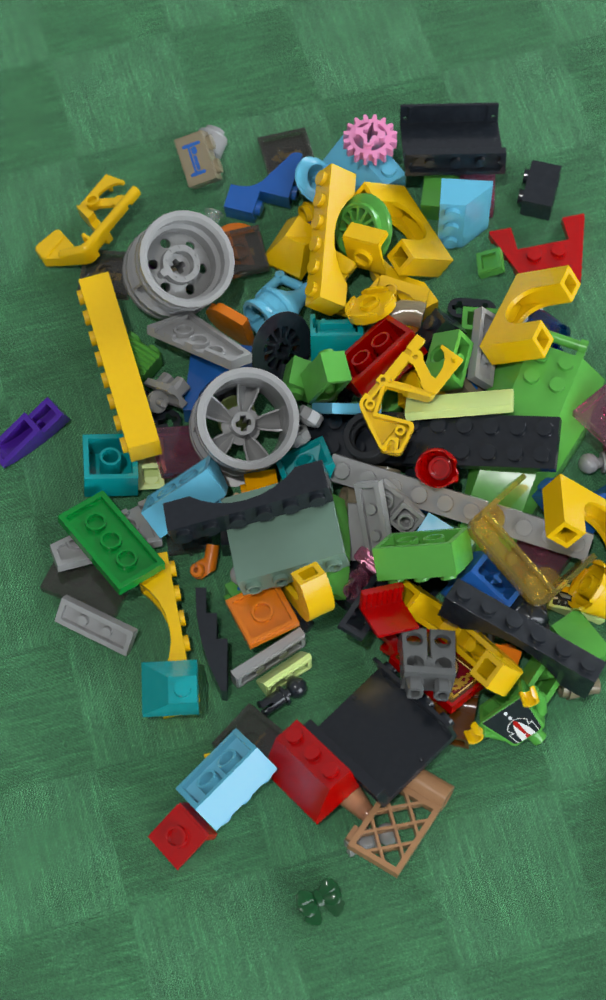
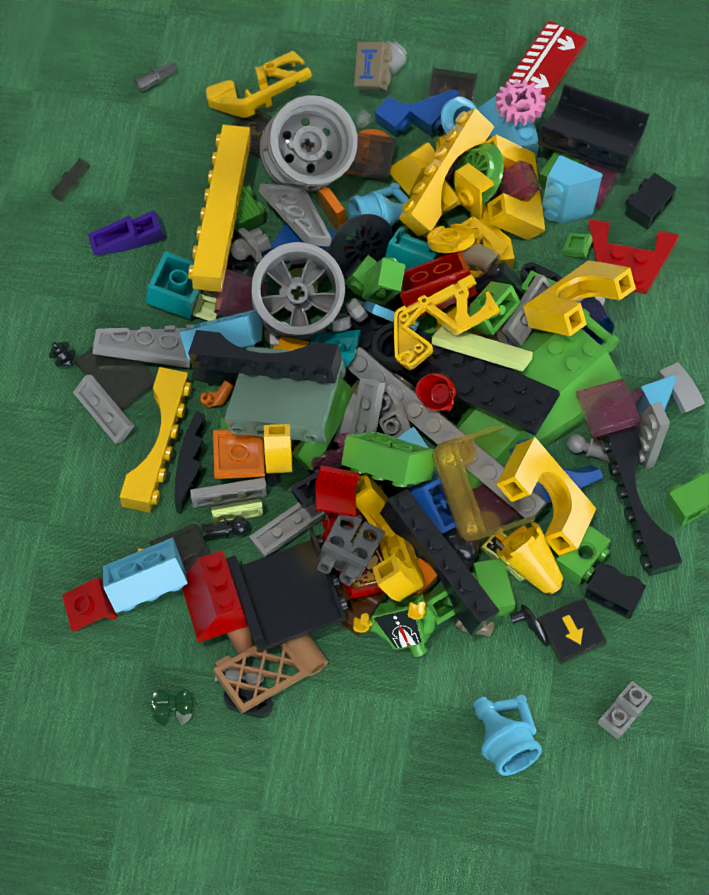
camera: 20 degrees right, 0 degrees up
(23, 585) = (62, 354): none -> black wheel
(111, 542) = (144, 346): green plate -> none
(170, 688) = (134, 483): teal slope -> none
(343, 670) = (285, 528): none -> light grey plate
(367, 84) = (549, 58): none -> red tile
(393, 856) = (248, 695): none -> black beam
(407, 222) = (518, 182): none -> clear pink brick

